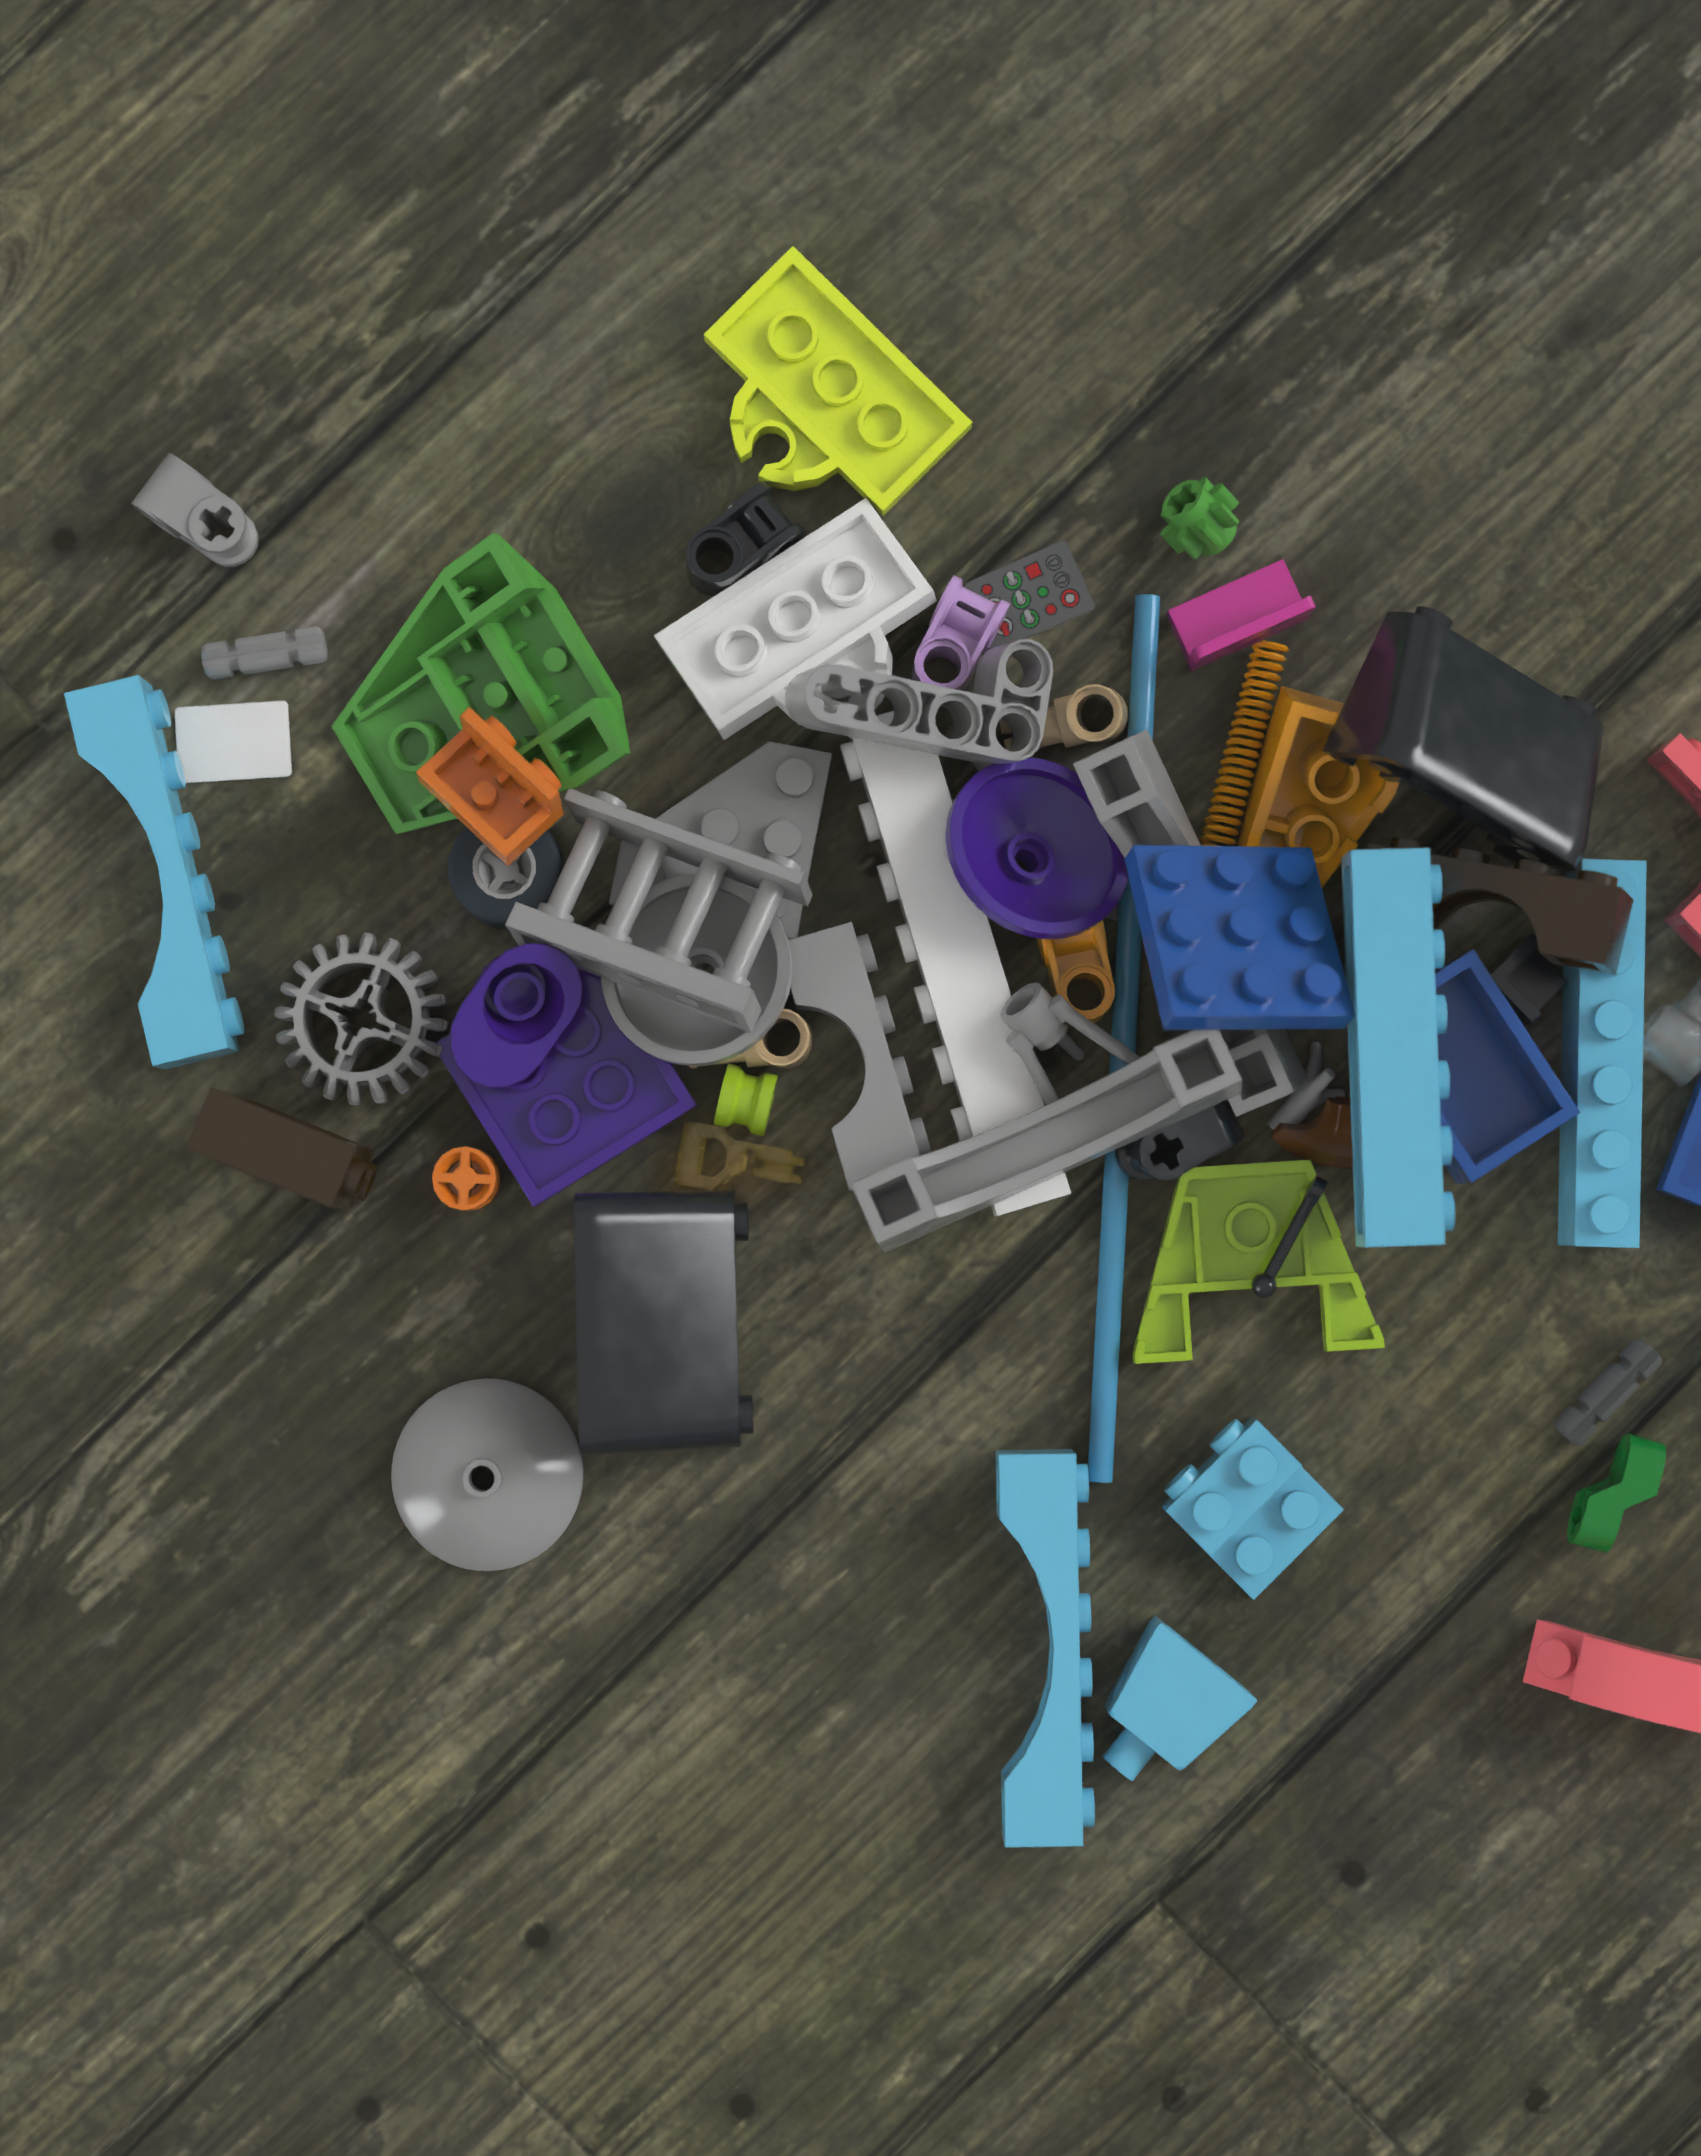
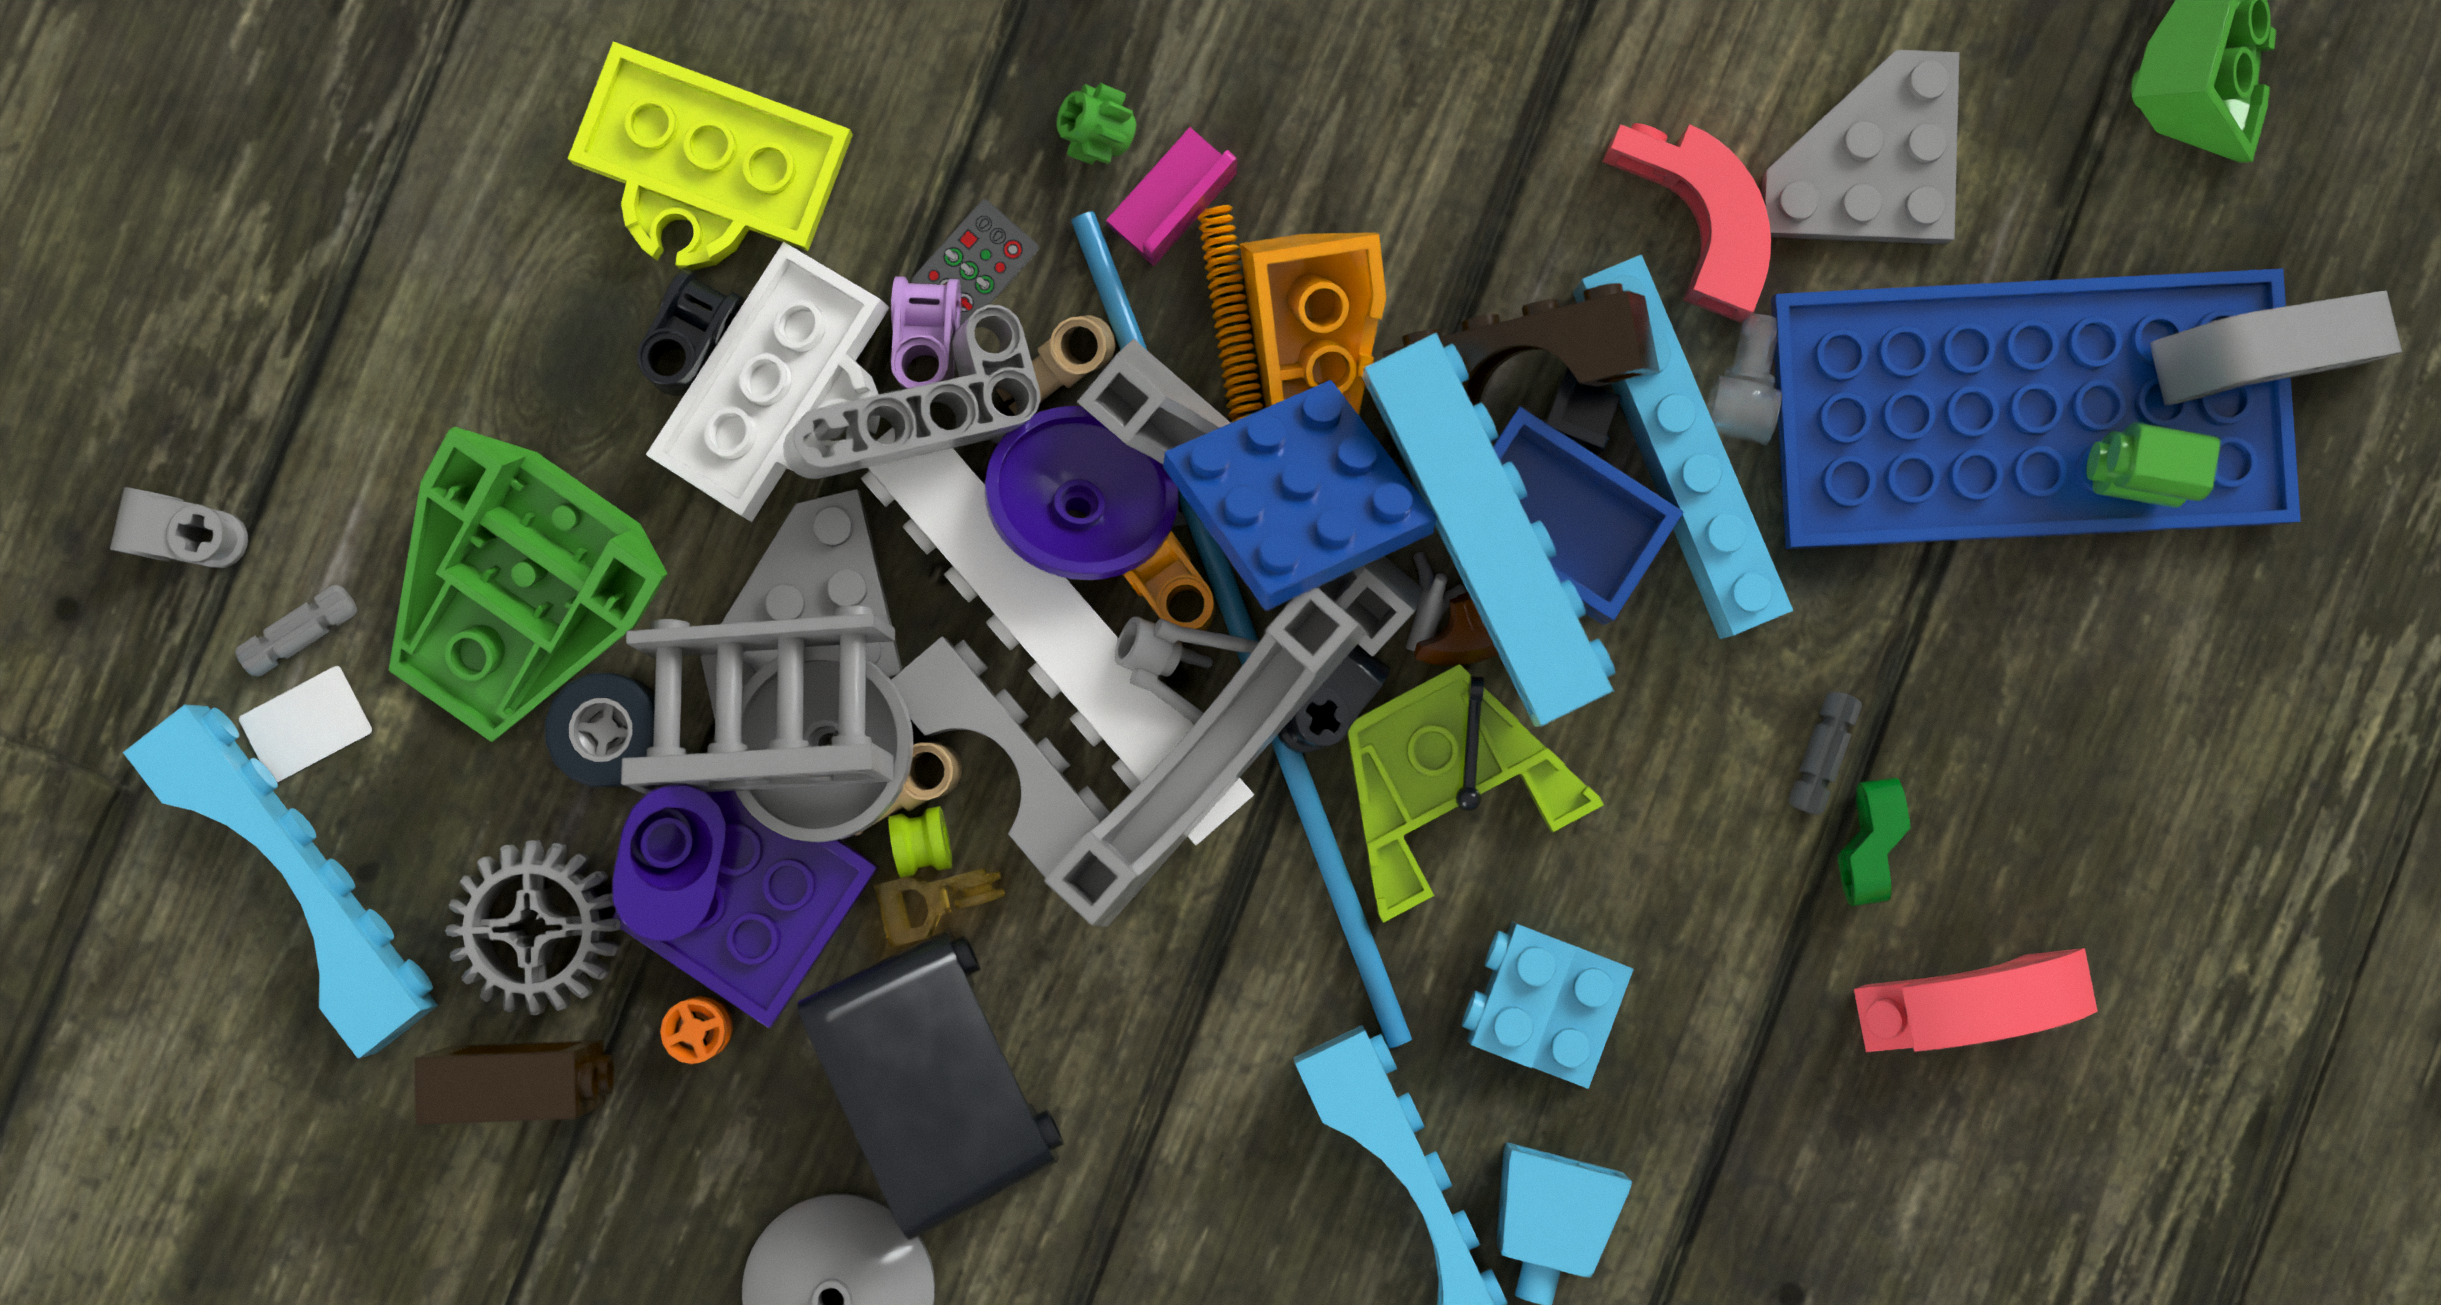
camera: 20 degrees left, 0 degrees up
(493, 786) = (555, 662): orange bracket -> none
(1474, 738) = (1433, 213): black windscreen -> none

